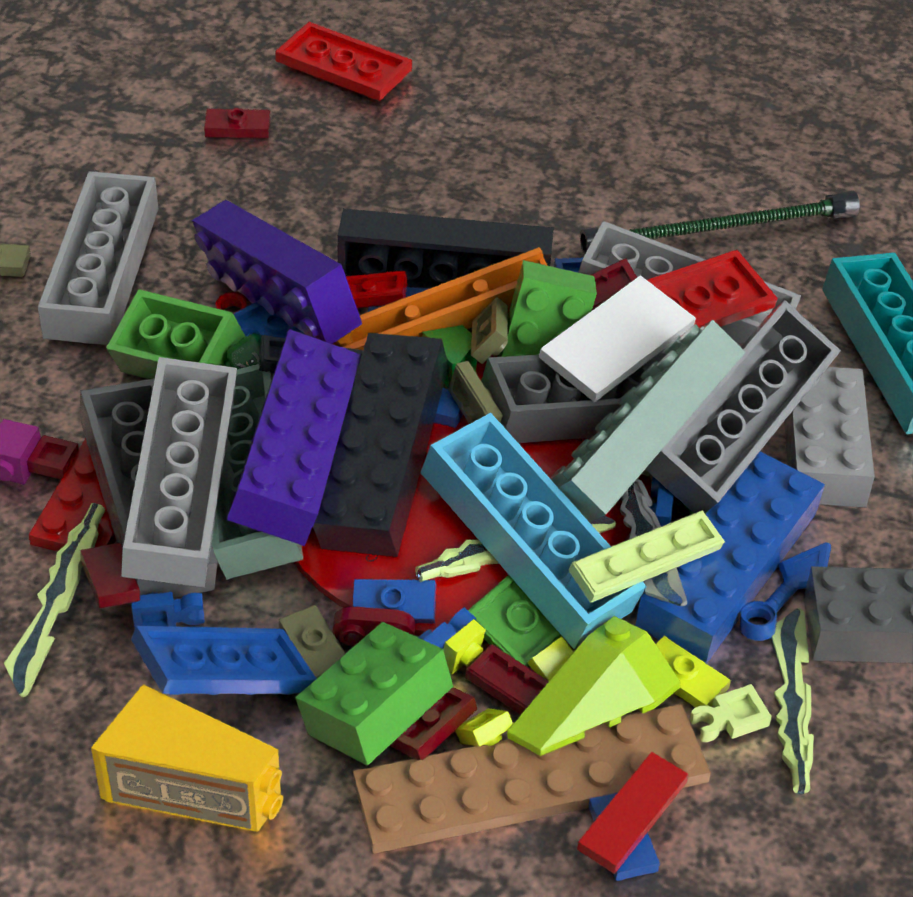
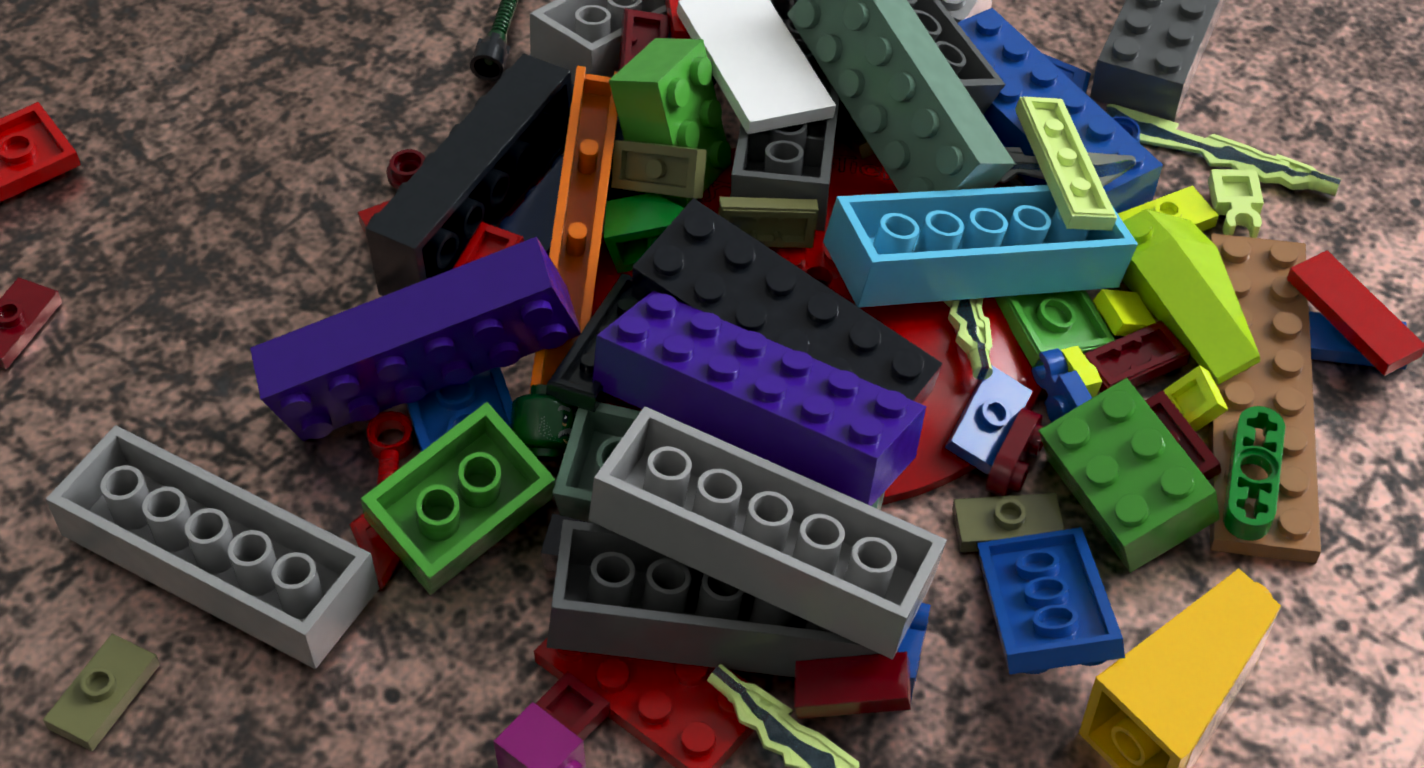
camera: 65 degrees left, 5 degrees up
(387, 788) = (1242, 487): none -> green beam

